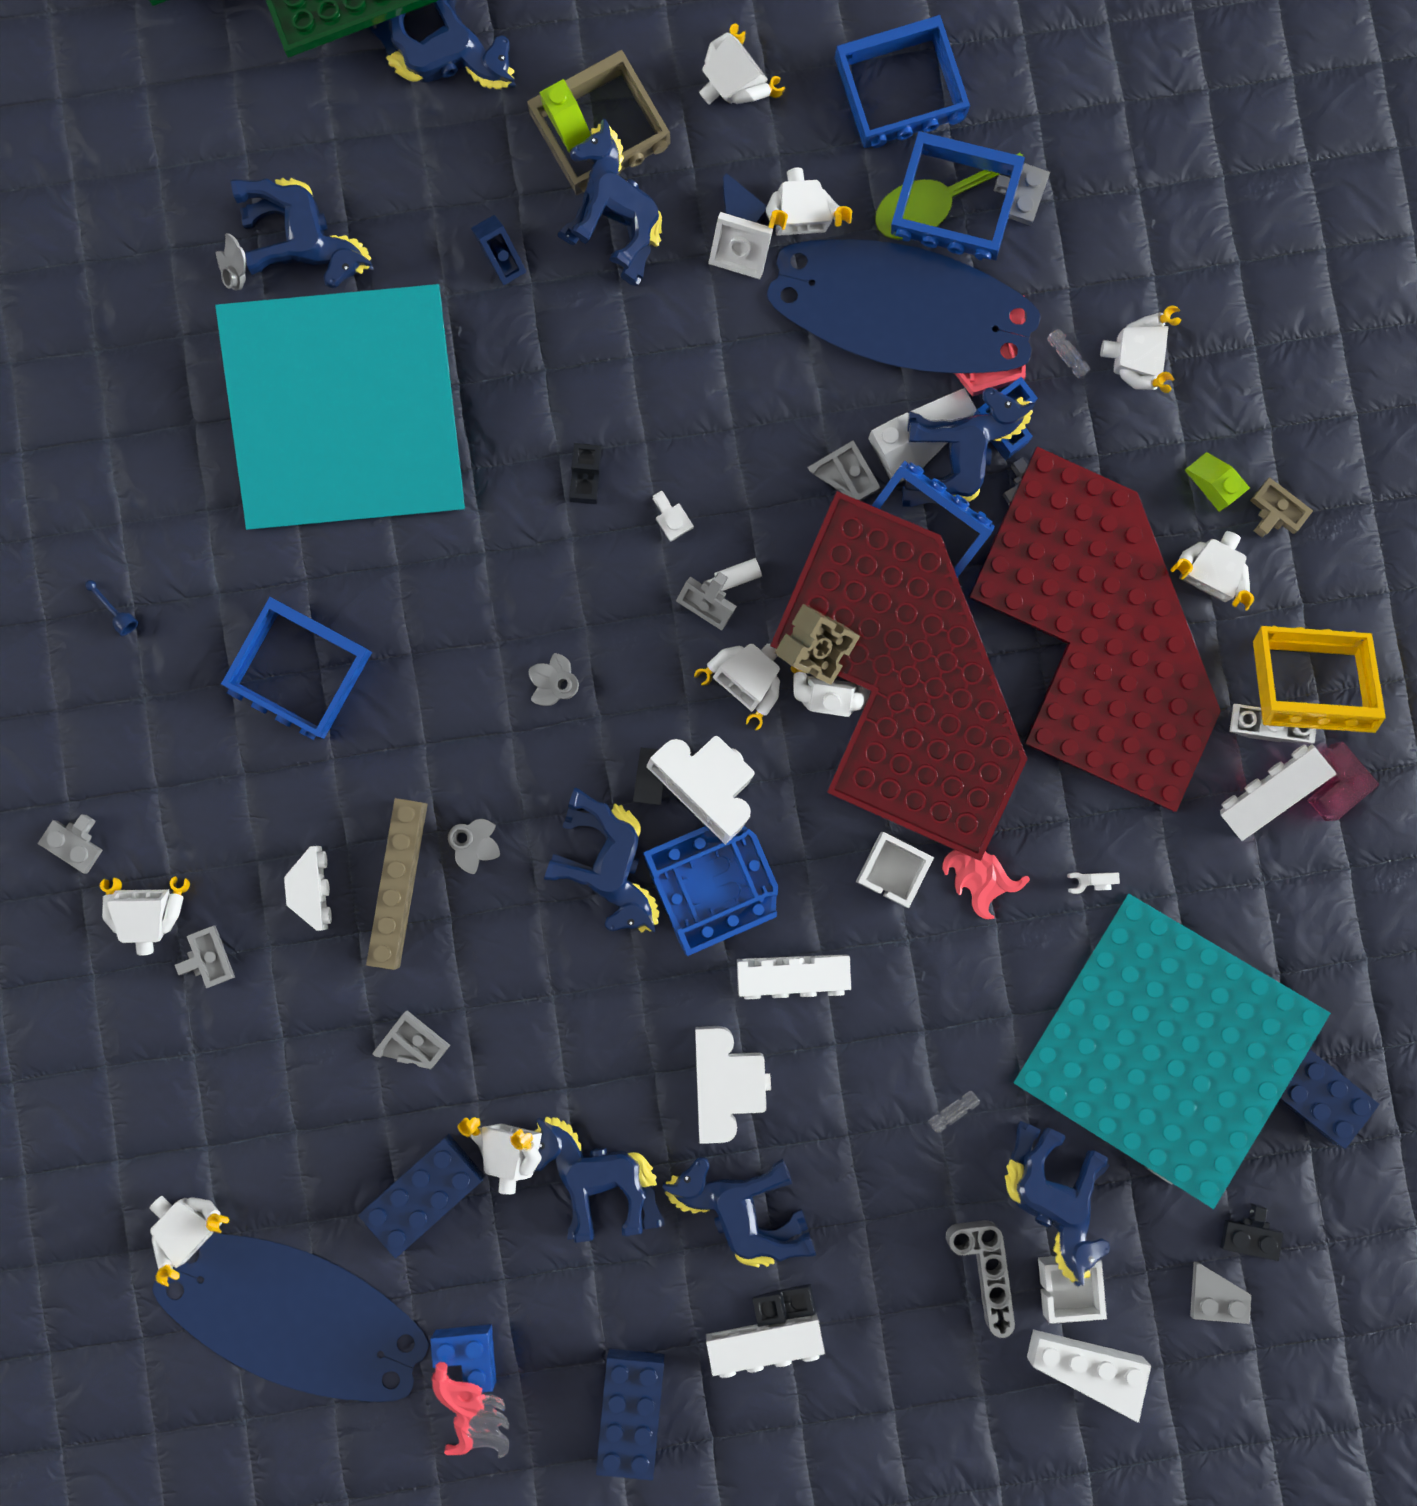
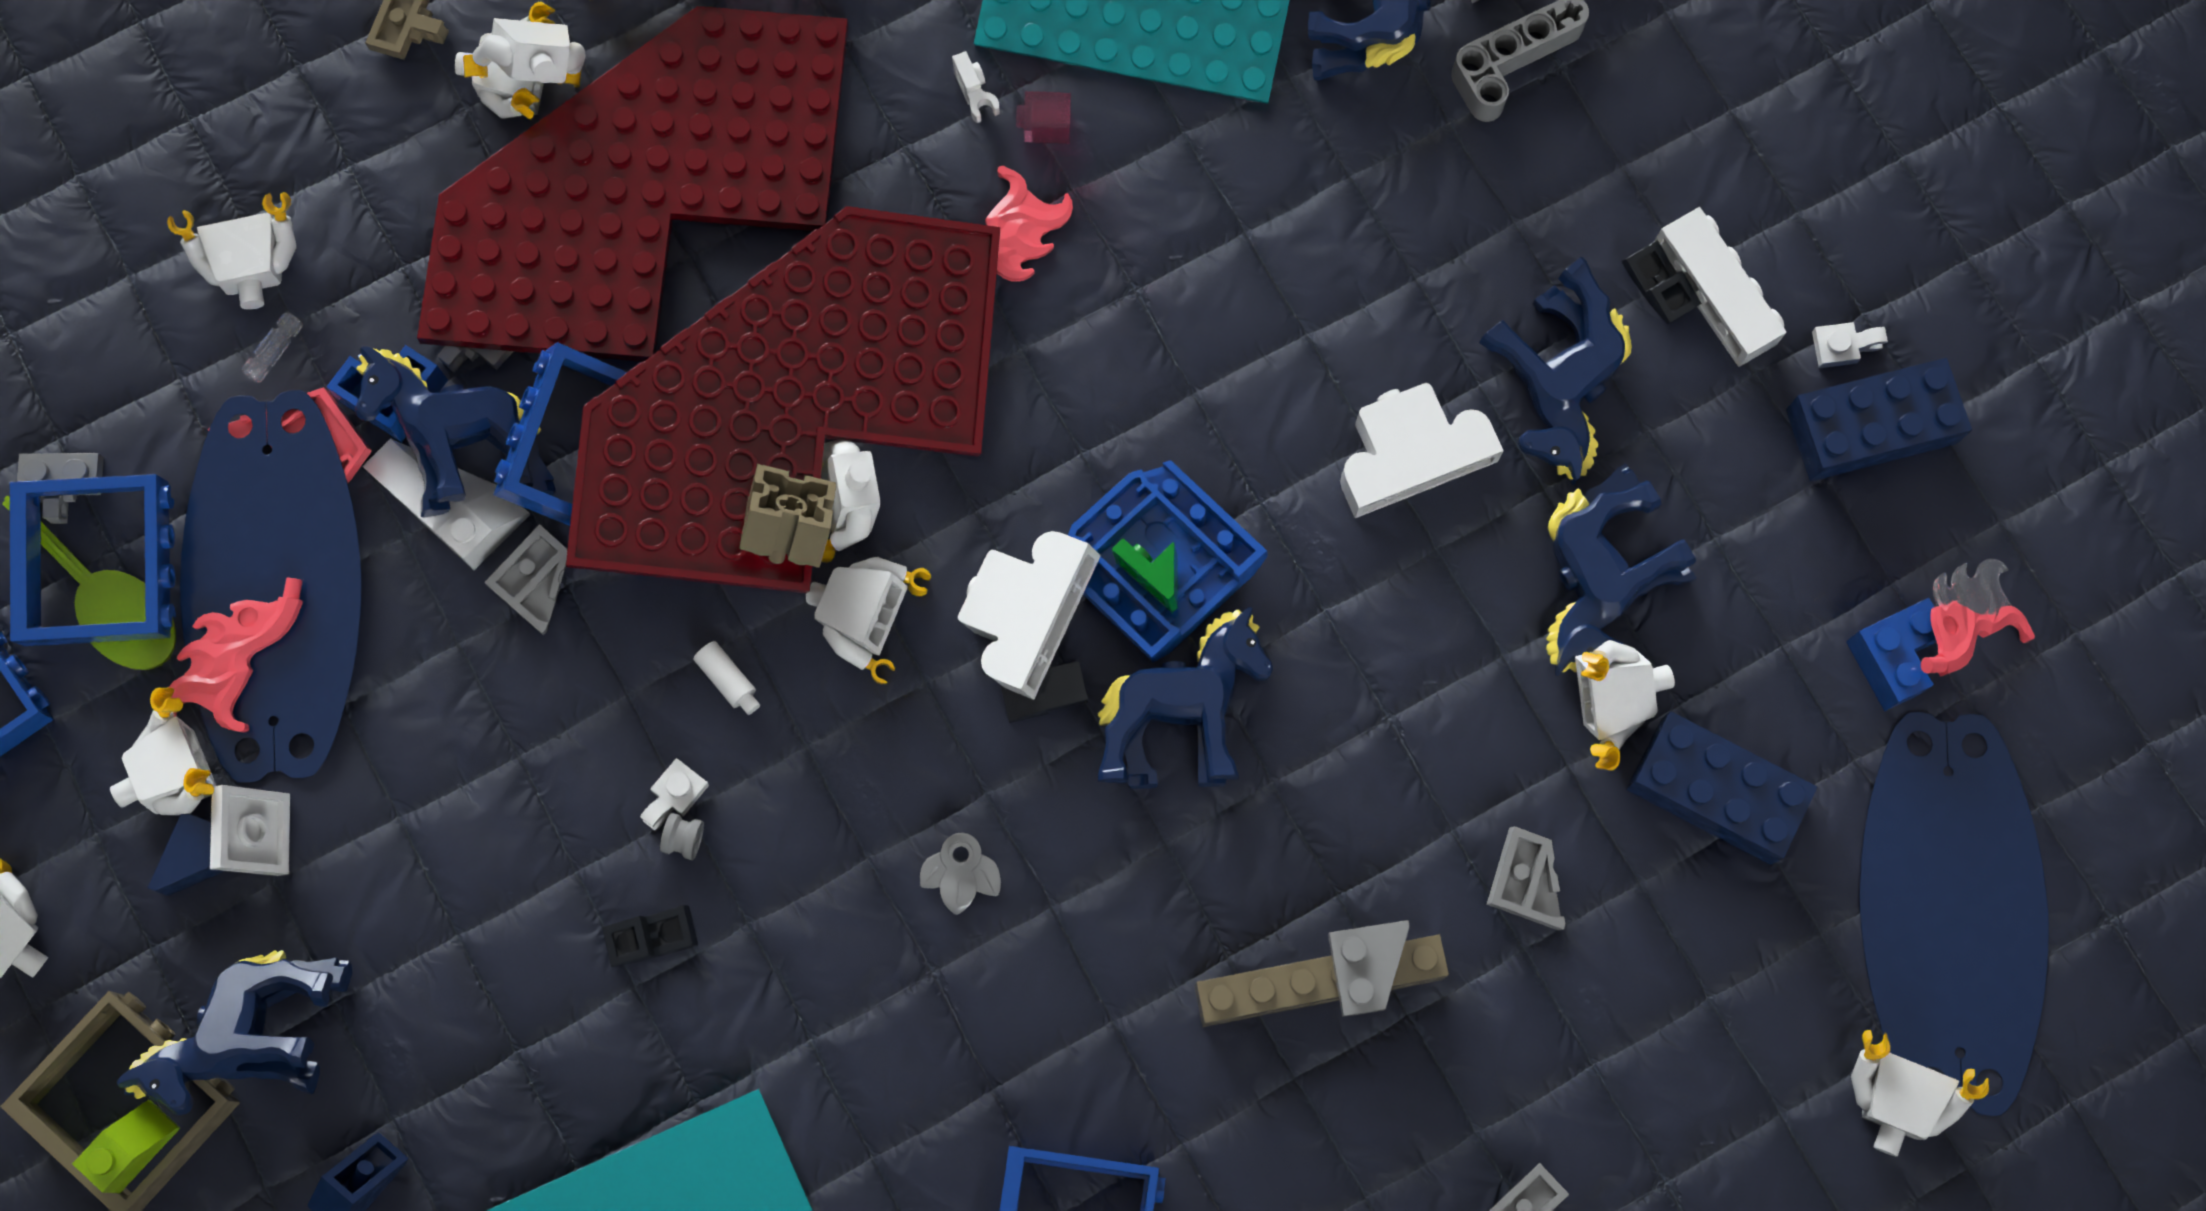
camera: 110 degrees left, 10 degrees down
(308, 889) = (1376, 1104): white slope -> none
(389, 914) = (1366, 965): none -> light grey wing
(478, 844) = (1228, 894): light grey plate -> none
(640, 513) = (681, 836): none -> light grey wheel
(694, 1413) = (1842, 345): none -> white plate
(695, 878) = (1158, 577): none -> green slope
(707, 600) = (774, 699): light grey hinge -> none
(793, 975) = (1240, 413): white wedge -> none
(864, 262) = (224, 653): none -> coral piece
(895, 869) = (1051, 330): white piece -> none
(954, 1112) = (1333, 159): clear axle -> none
(1054, 922) = (1045, 117): none -> clear pink brick
(1215, 581) = (528, 53): none -> white torso
(1217, 480) = (390, 104): lime slope -> none

